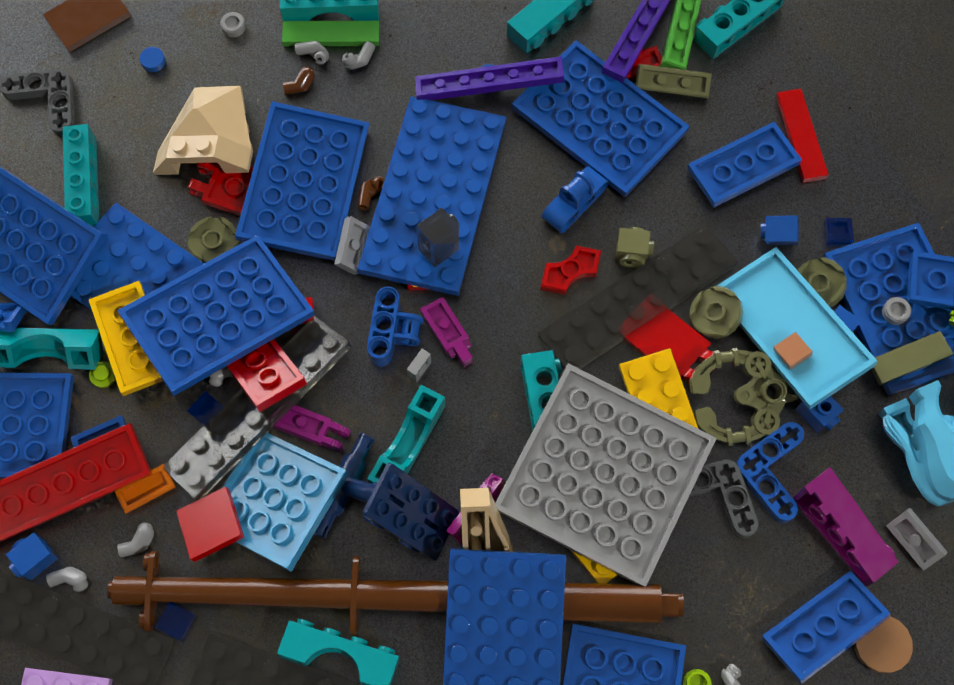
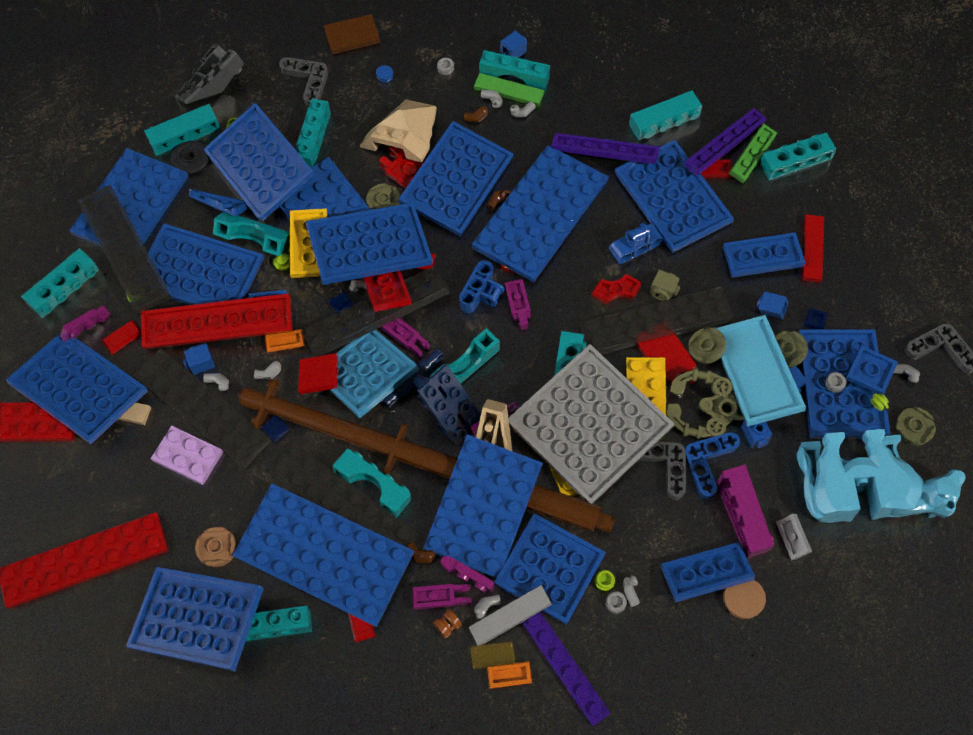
camera: 20 degrees right, 5 degrees down
(351, 244) = (473, 228): light grey plate -> none
(419, 365) = (490, 318): light grey tile -> none
(438, 237) = (531, 237): clear smoke brick -> none
(673, 81) = (734, 186): olive tile -> none
(793, 350) = (749, 384): nougat tile -> none
(911, 358) = (833, 416): olive tile -> none

